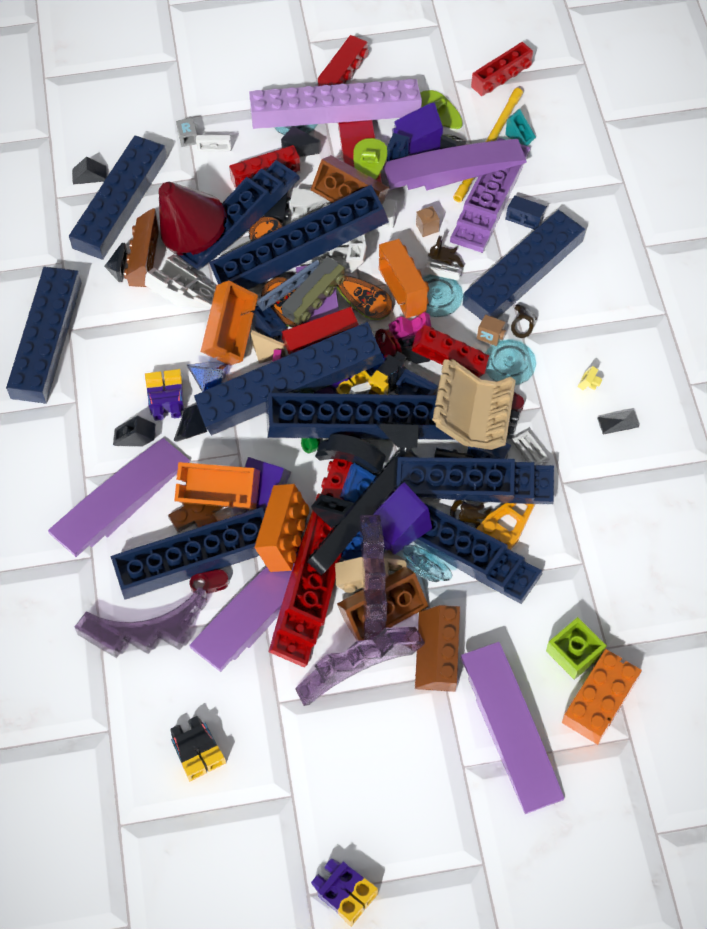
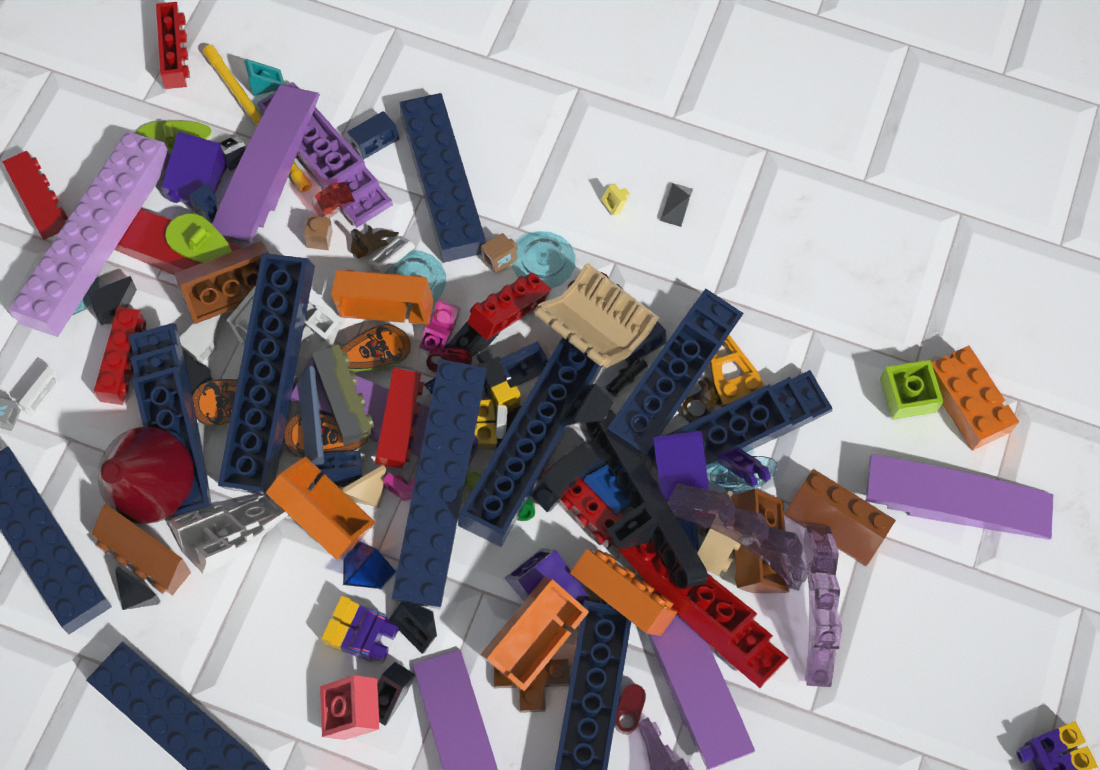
camera: 65 degrees left, 5 degrees up
(108, 412) = (349, 707): none -> coral brick
(425, 554) = (744, 466): none -> dark purple hinge
(452, 212) = (332, 200): none -> clear red slope
(524, 313) = (505, 210): dark brown piece -> none
(525, 454) = (662, 305): white tile -> none

